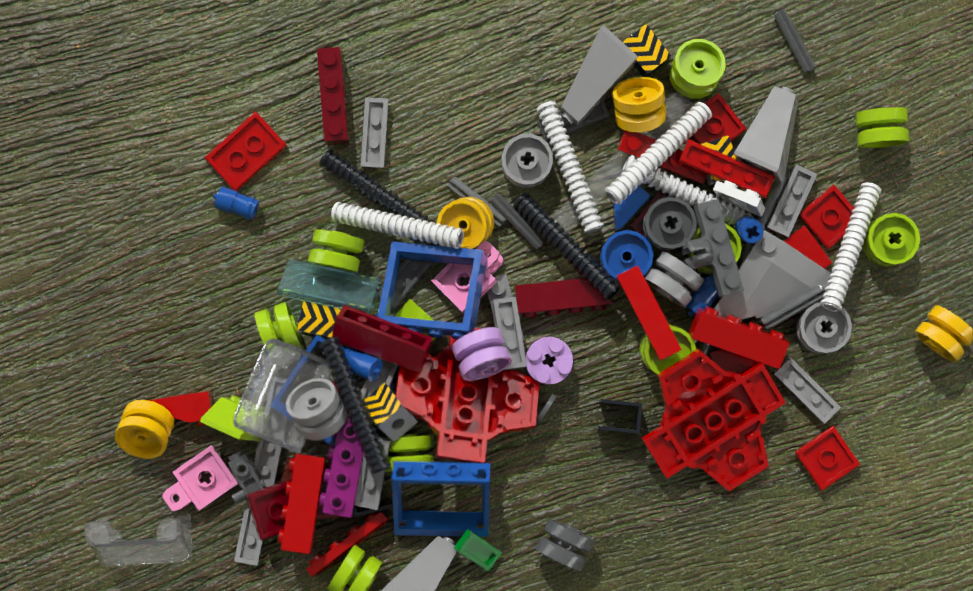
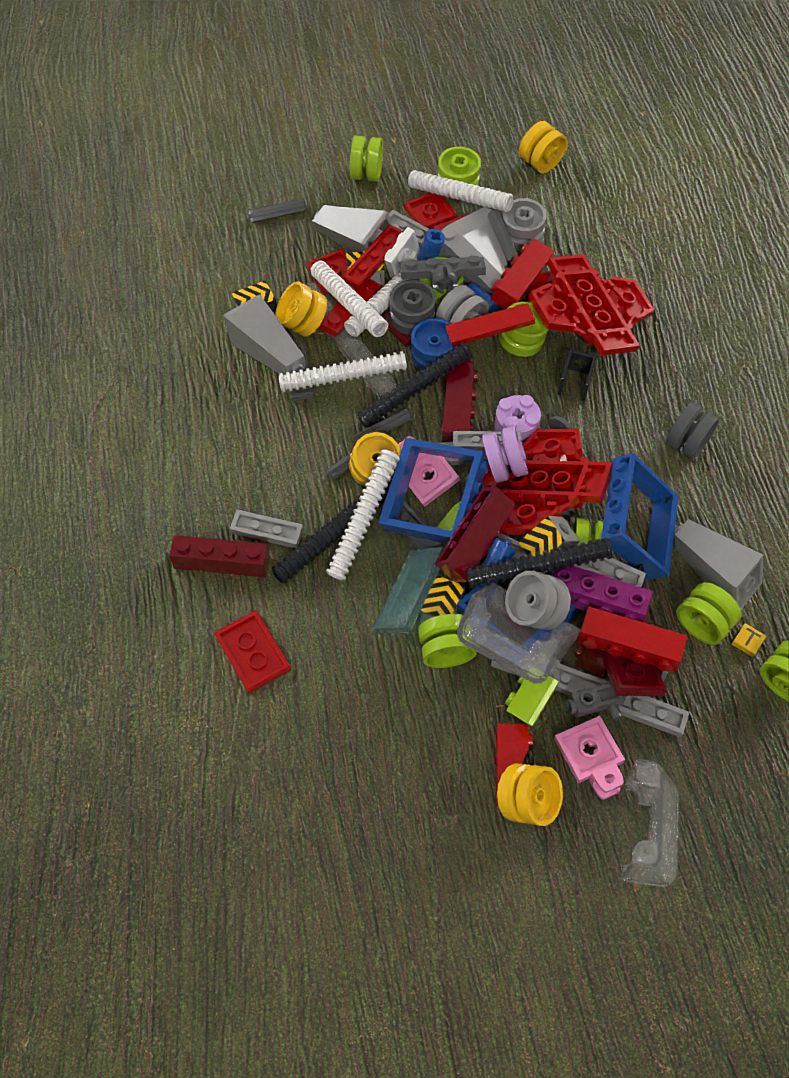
camera: 80 degrees left, 25 degrees down
(236, 203) = (303, 666): blue piece -> none
(336, 249) = (375, 574): lime wheel -> none
(339, 549) = (668, 613): red plate -> none
(477, 550) = (691, 506): green tile -> none
(529, 147) = (328, 406): light grey wheel -> none
(628, 207) = (387, 343): blue slope -> none
(697, 68) = (281, 266): lime wheel -> none
(806, 390) = (579, 242): light grey plate -> none
(827, 458) = (633, 242): red plate -> none

